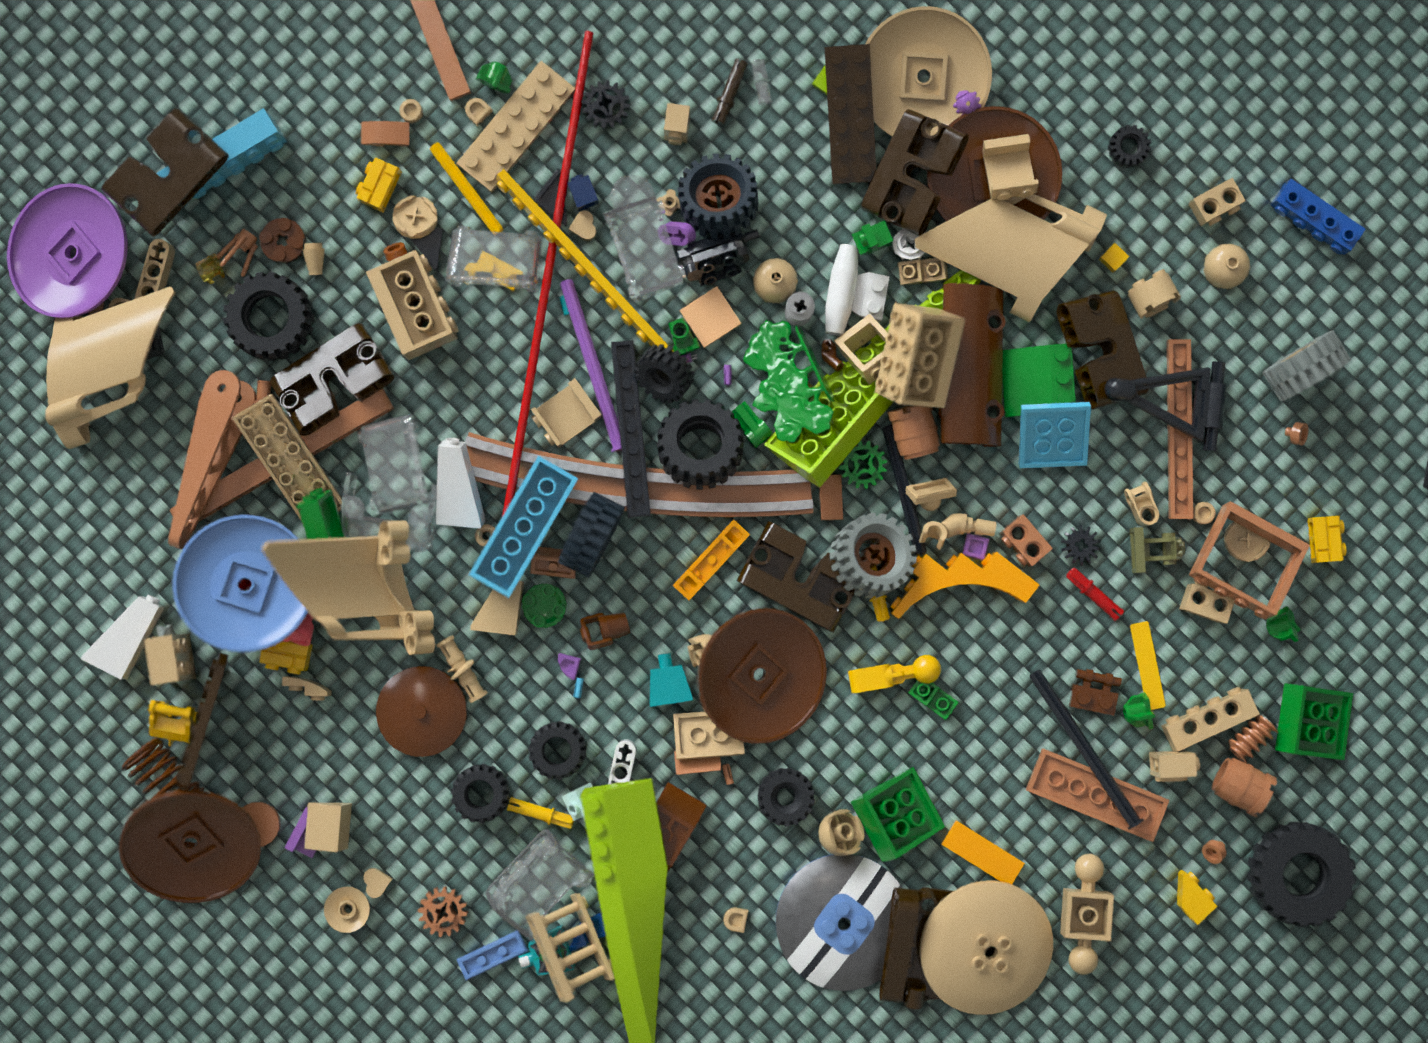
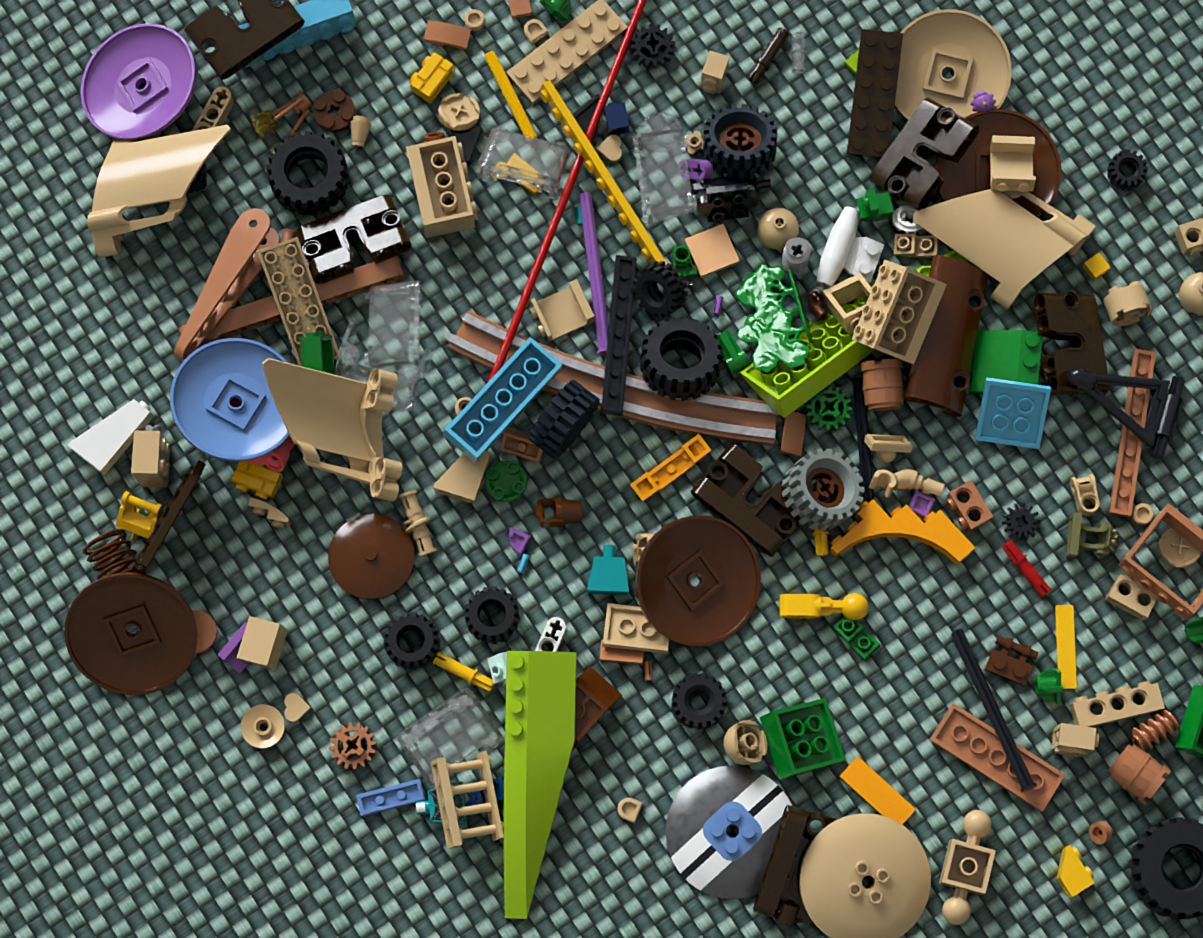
camera: 15 degrees right, 10 degrees down
(456, 487) = (447, 357): white slope -> none

